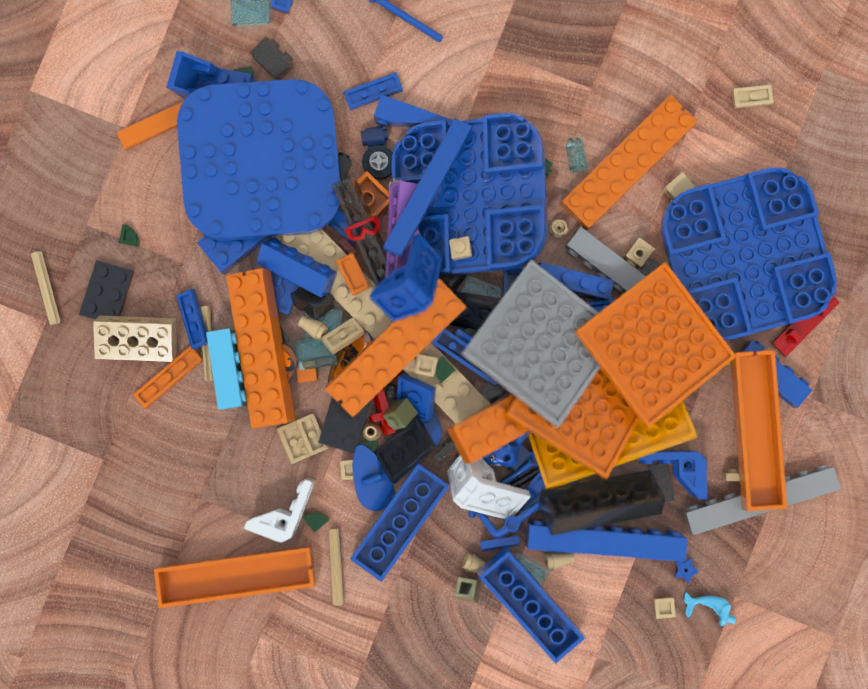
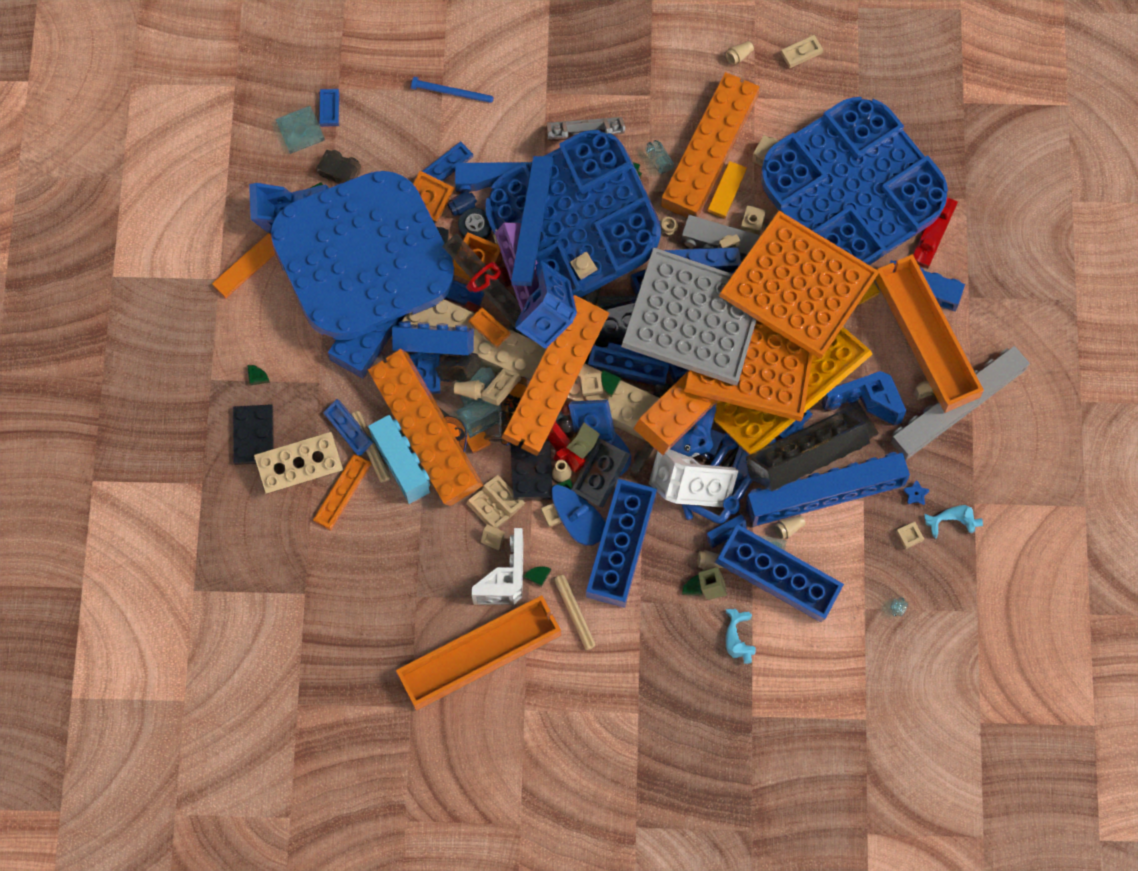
camera: 20 degrees left, 15 degrees down
(45, 287) = (192, 450): tan axle -> none
(287, 471) = (492, 537): none -> tan plate
(335, 368) = (504, 419): none -> clear smoke bracket
(348, 117) = (433, 193): none -> orange plate
(450, 581) = (692, 587): none -> dark green tile
(466, 650) = (733, 644): none -> medium azure animal
(542, 108) = (560, 130): none -> light grey wedge
(607, 271) = (729, 242): none -> tan plate
(627, 211) = (727, 189): none -> light orange tile
(627, 670) = (899, 606): none -> clear light blue plate
(691, 76) = (739, 52): none -> tan cone

